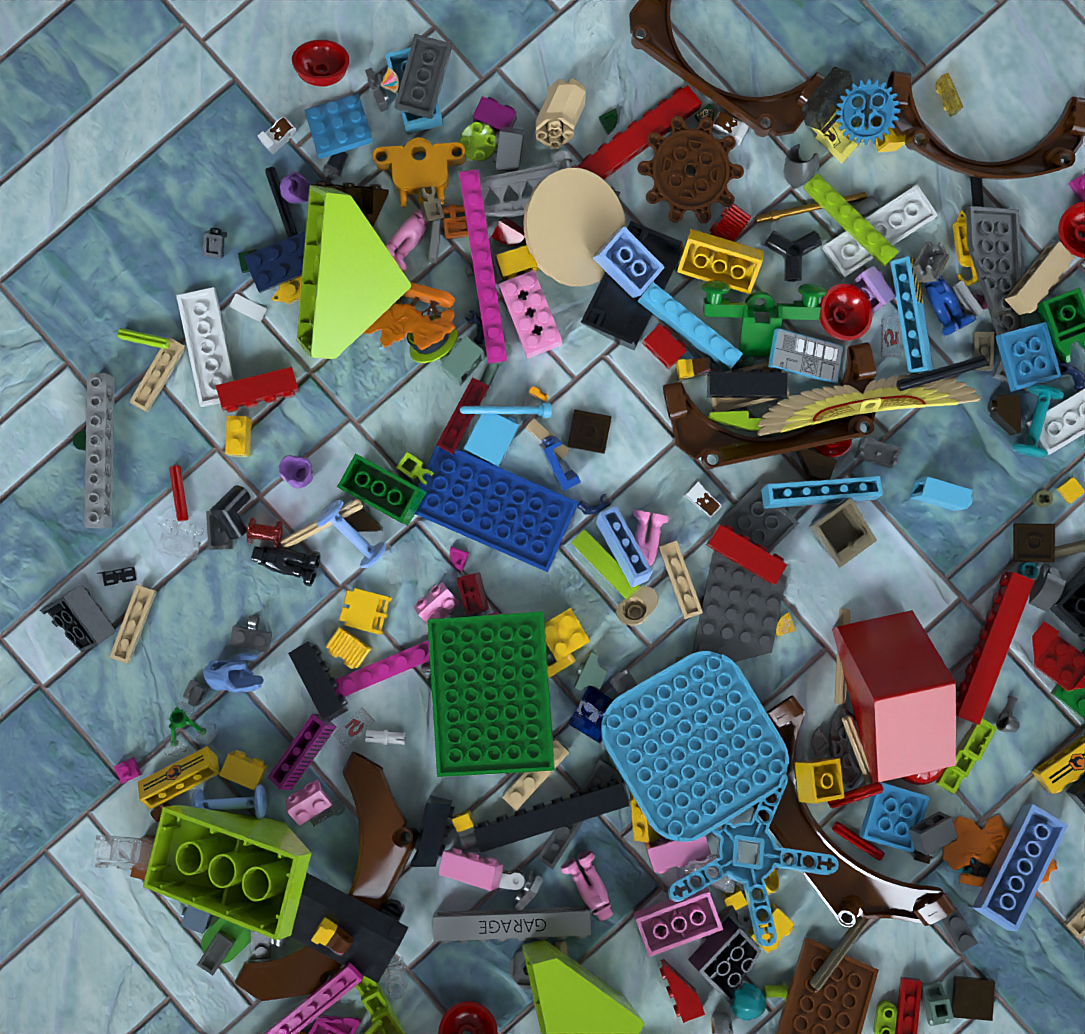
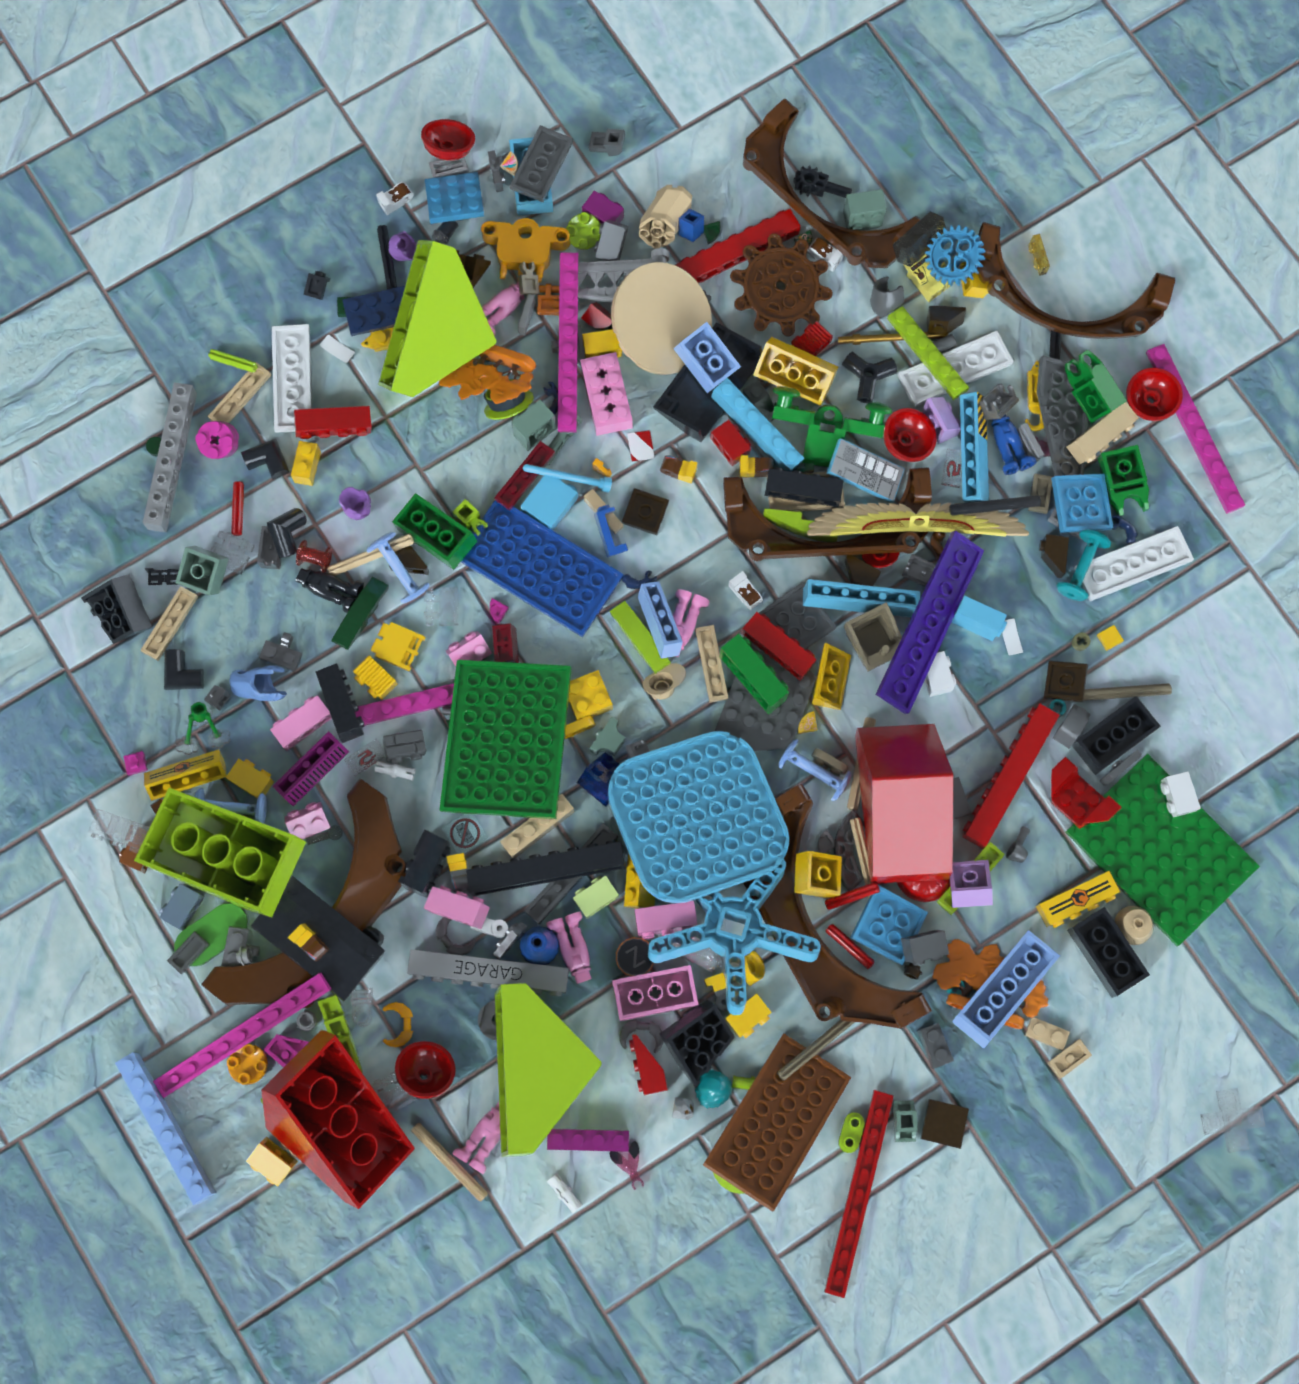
camera: 10 degrees right, 10 degrees down
(136, 434) = (207, 439): none -> dark pink brick
(150, 675) = (176, 675): none -> black brick
(154, 567) = (202, 570): none -> sand green brick
(200, 431) = (269, 454): none -> black brick
(271, 950) = (244, 955): none -> light grey plate
(282, 705) = (301, 722): none -> bright pink brick
(321, 584) = (359, 613): none -> dark green slope
(331, 92) = (450, 169): none -> light grey tile
(346, 1000) = (306, 1020): none -> light grey plate
(390, 713) = (404, 746): none -> dark grey brick
(439, 975) = (405, 1035): none -> light orange piece
(464, 789) = (464, 833): none -> clear light blue sticker
(473, 905) = (441, 931): none -> dark grey piece
(489, 39) = (608, 142): none -> dark grey brick
(554, 885) = (545, 951): none -> blue cone
(573, 362) = (640, 446): none -> white sticker
(588, 118) = (691, 225): none -> blue brick
(604, 833) = (595, 896): none -> yellowish green brick
(616, 382) = (679, 468): none -> leg
(651, 887) = (633, 957): none -> black tile
(680, 951) = (632, 1025): none -> dark grey piece
(688, 297) = (760, 399): none -> pearl dark grey slope
(712, 53) = (819, 183): none -> black gear
(729, 591) = (754, 674): none -> green brick
(765, 74) = (864, 210): none -> sand green brick
(800, 575) = (831, 677): none -> yellow slope
(819, 666) = (822, 758): none -> dark tan plate
(827, 688) = (814, 769): none -> light blue hose
(861, 180) = (944, 319): none -> dark brown slope
(884, 419) = (936, 541): none -> reddish brown arm
(895, 508) = (929, 622): none -> dark purple plate
(906, 555) = (939, 678): none -> white brick
(973, 767) = (971, 884): none -> lavender slope
(975, 510) = (1011, 638): none -> white sticker
(1028, 233) = (1094, 387): none -> green brick
(1059, 895) = (1047, 1033): none -> tan plate

